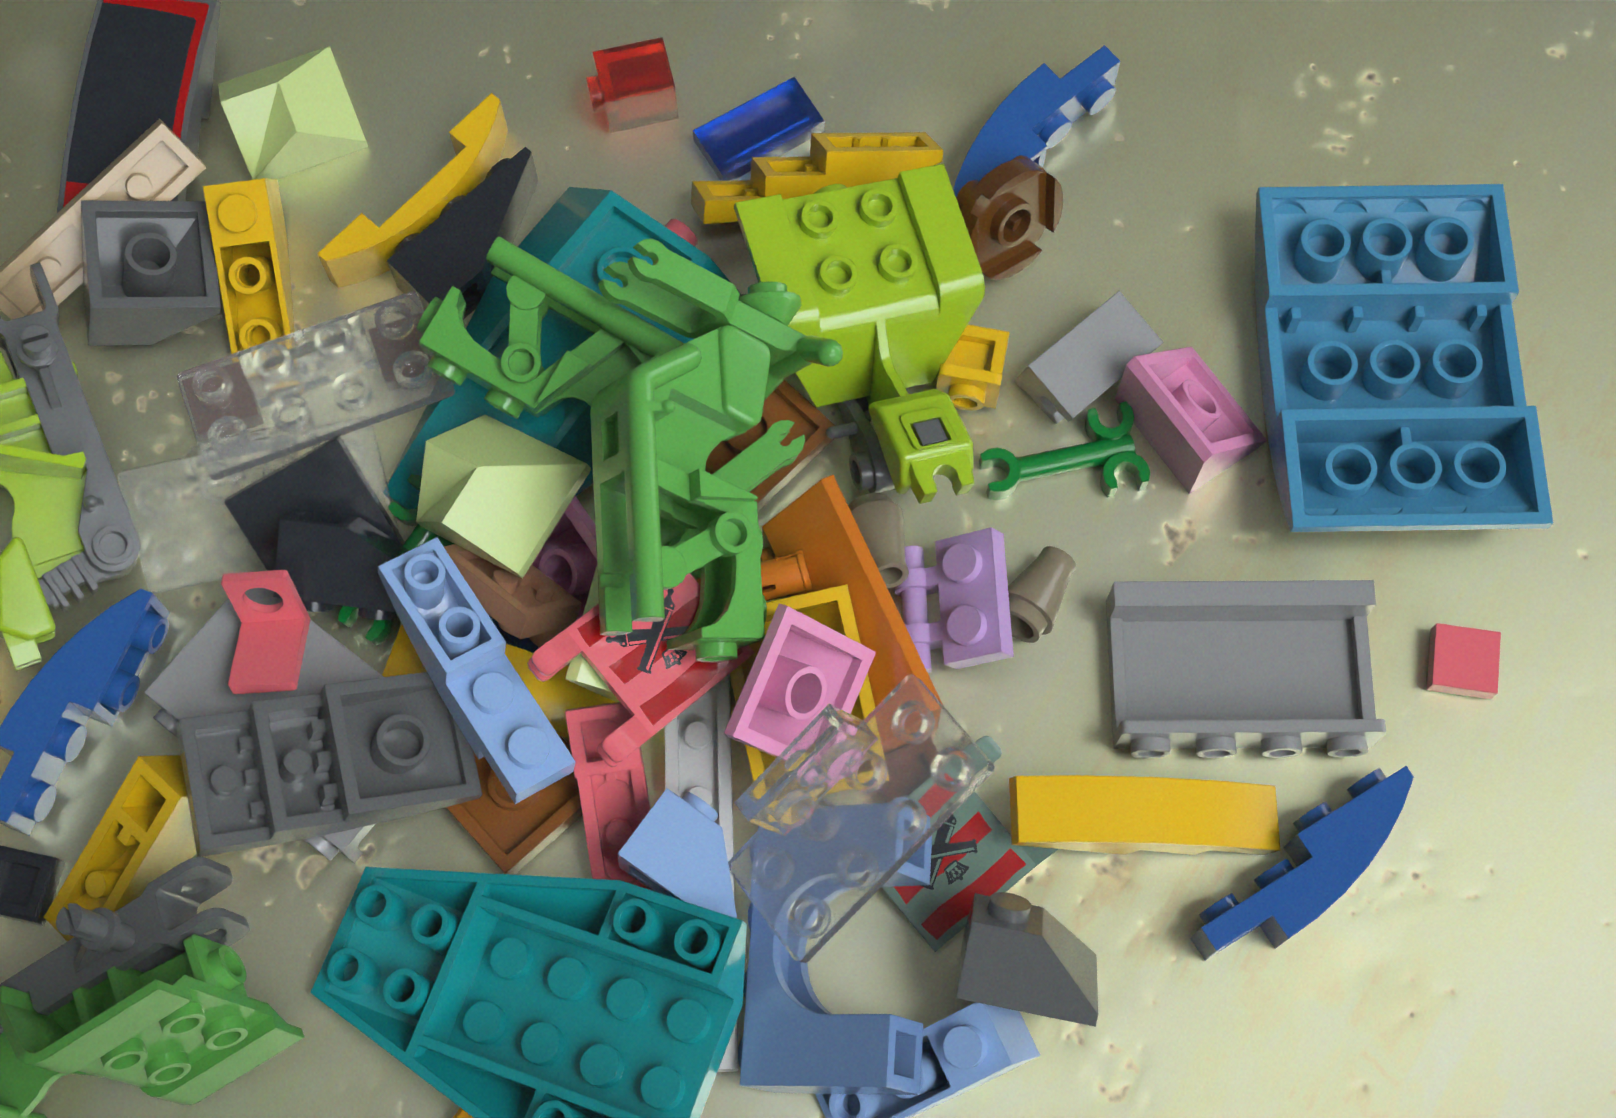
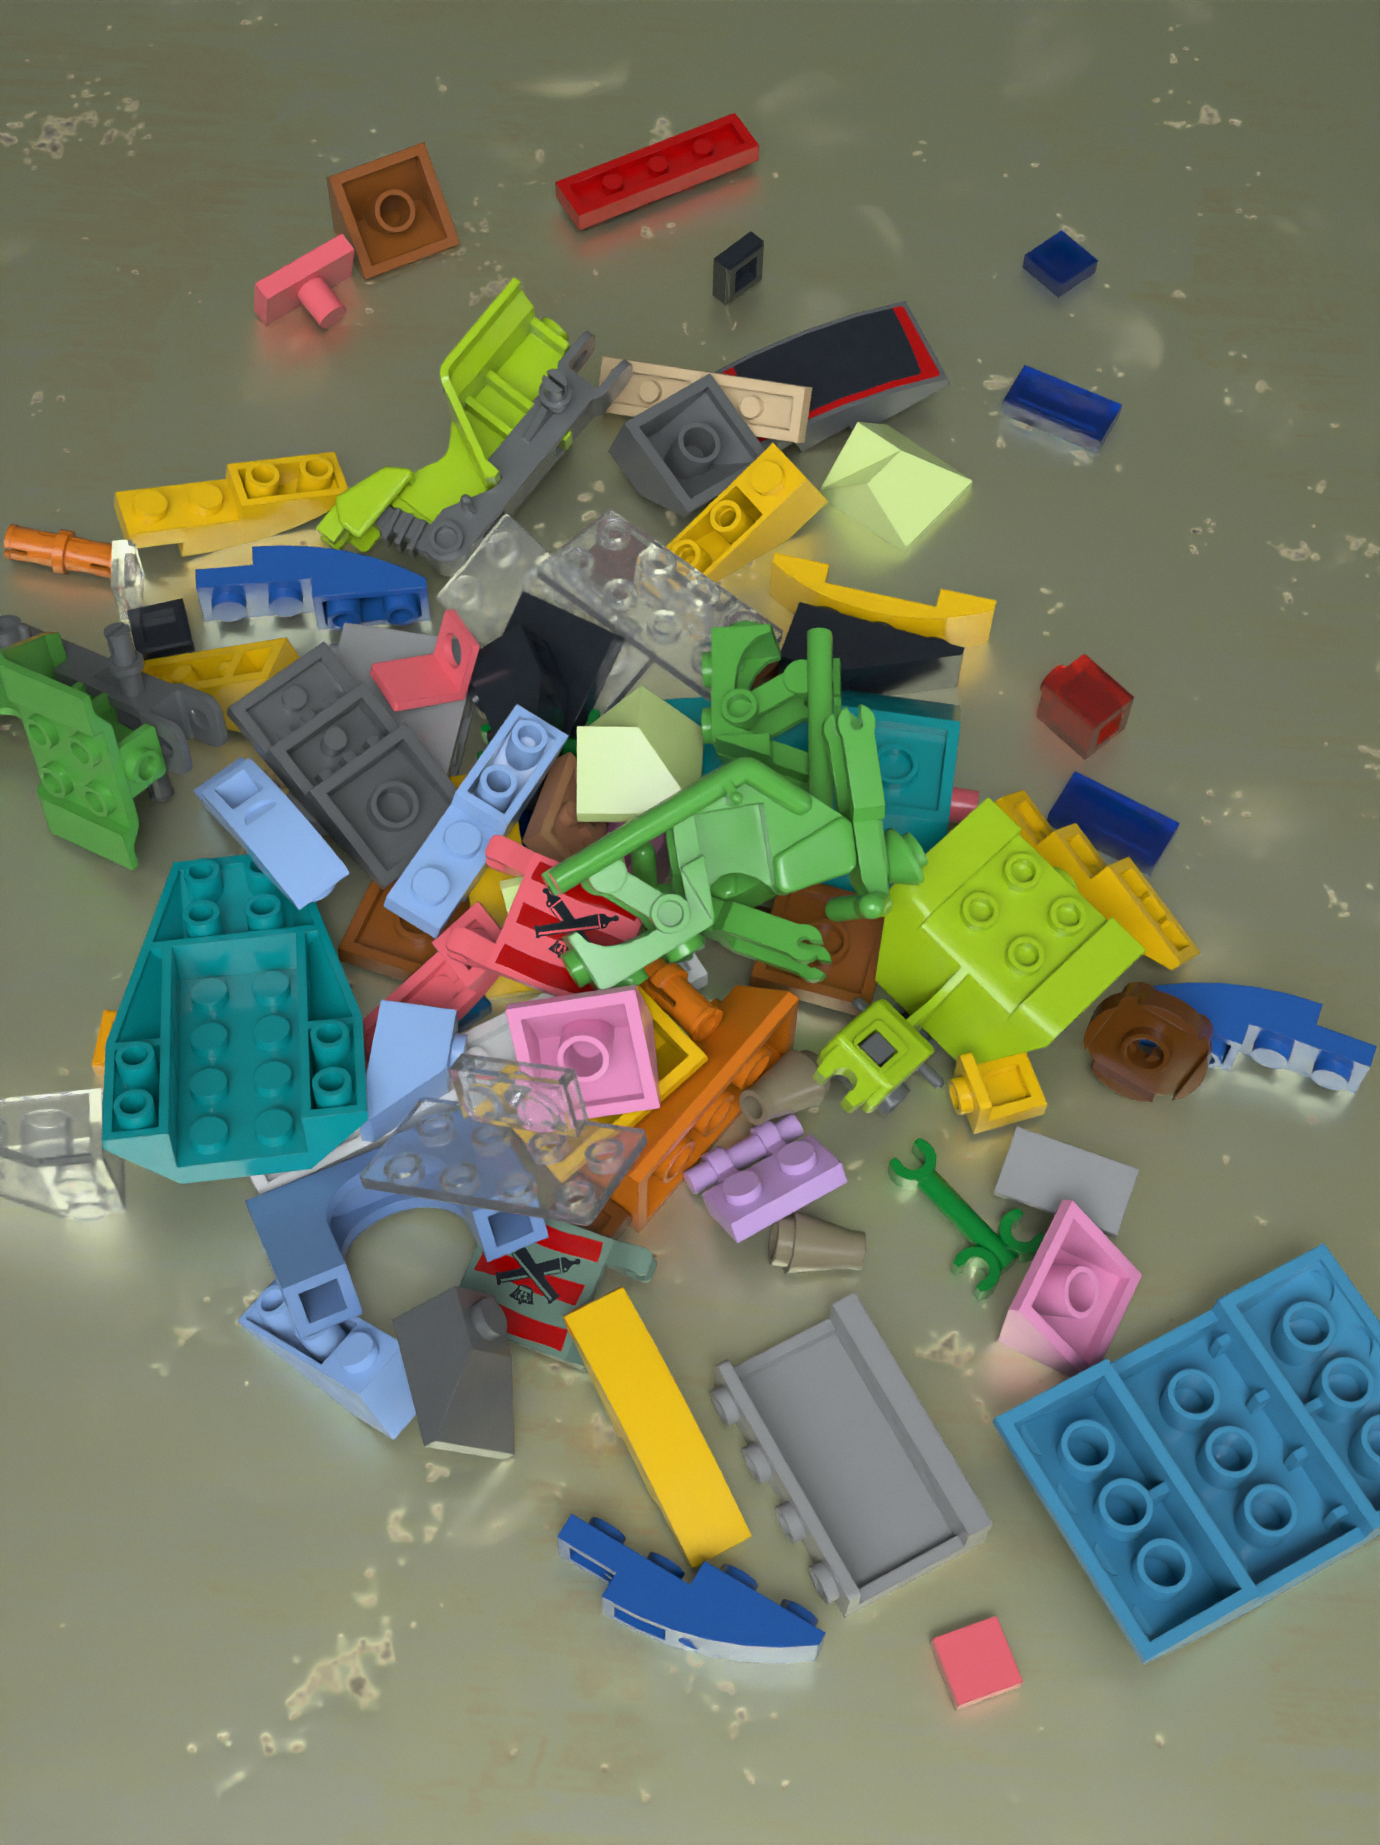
camera: 60 degrees right, 10 degrees down
(354, 875) = (272, 832): none -> light blue slope

